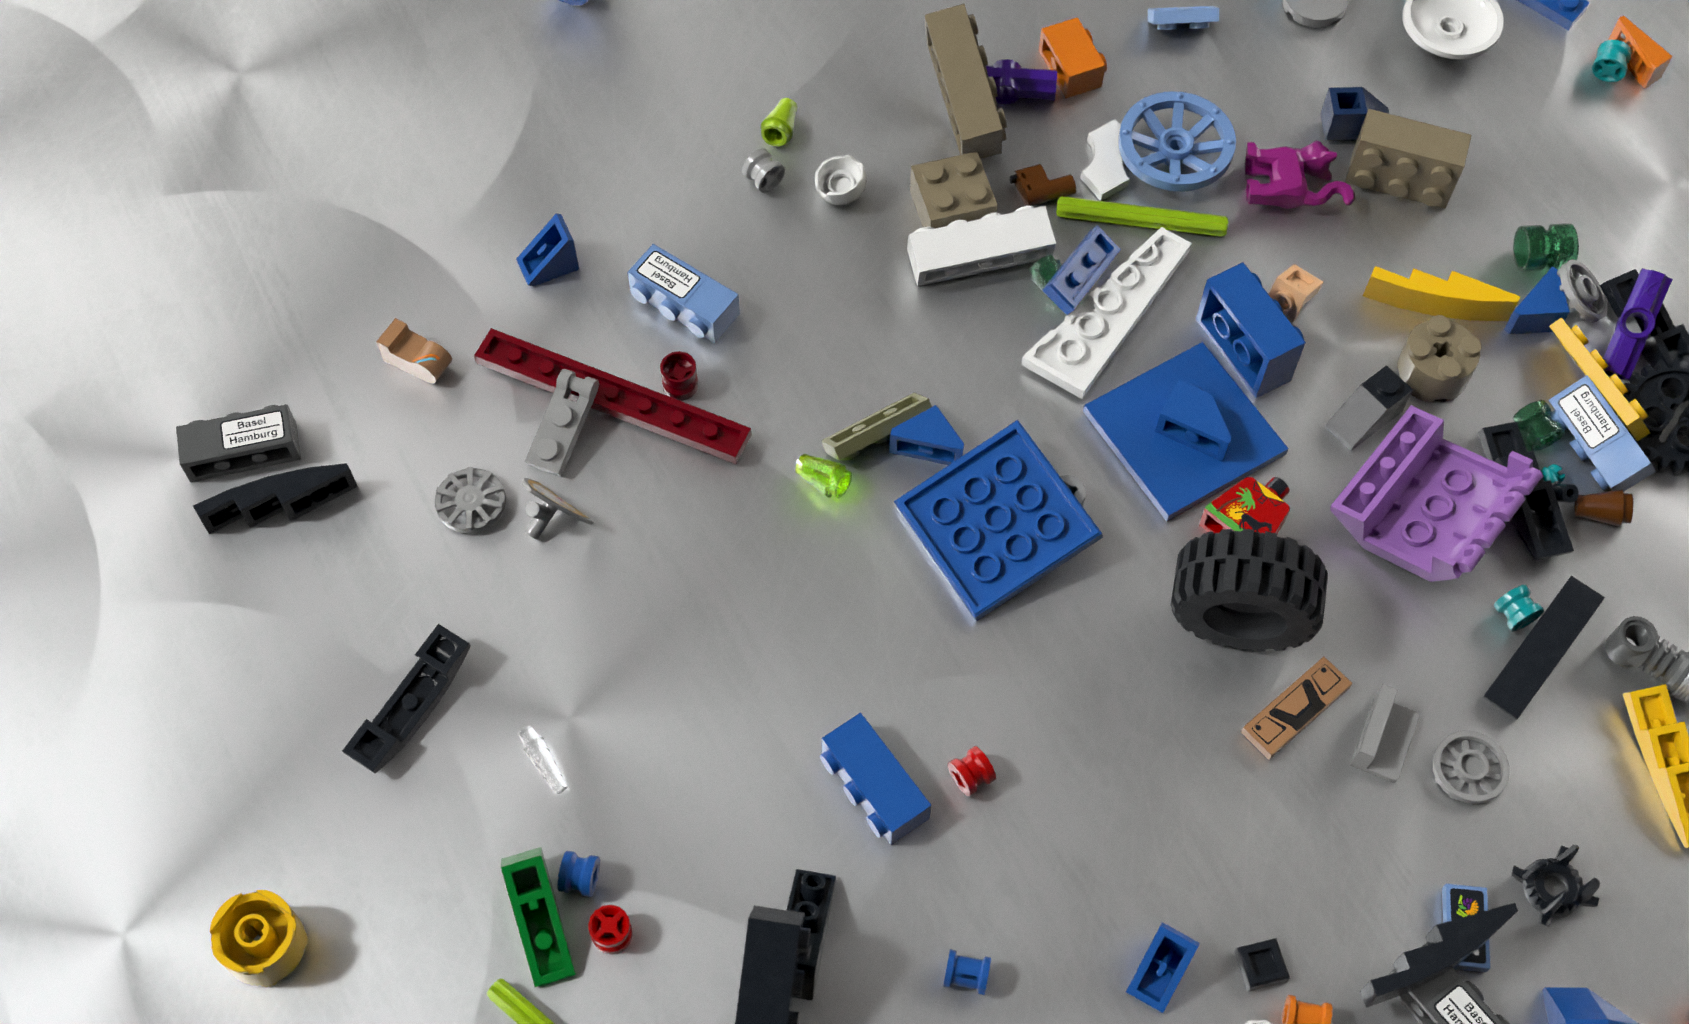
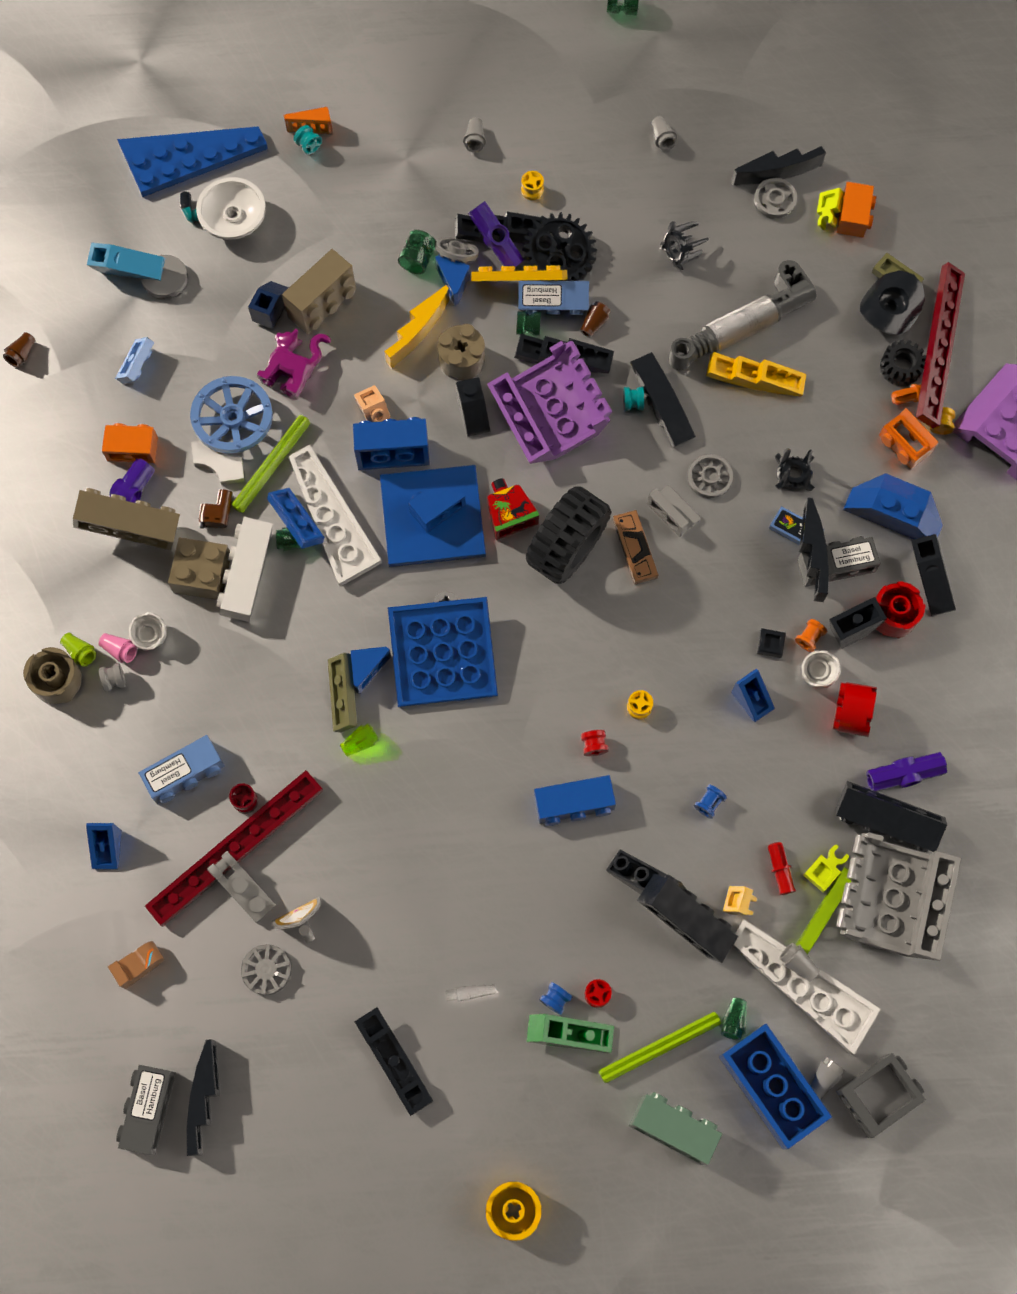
camera: 65 degrees left, 10 degrees up
(730, 108) = (64, 675): none -> dark tan brick
(804, 161) = (118, 647): none -> bright pink cone
(1061, 801) = (640, 699): none -> yellow wheel
(1563, 492) = (561, 334): arm -> none

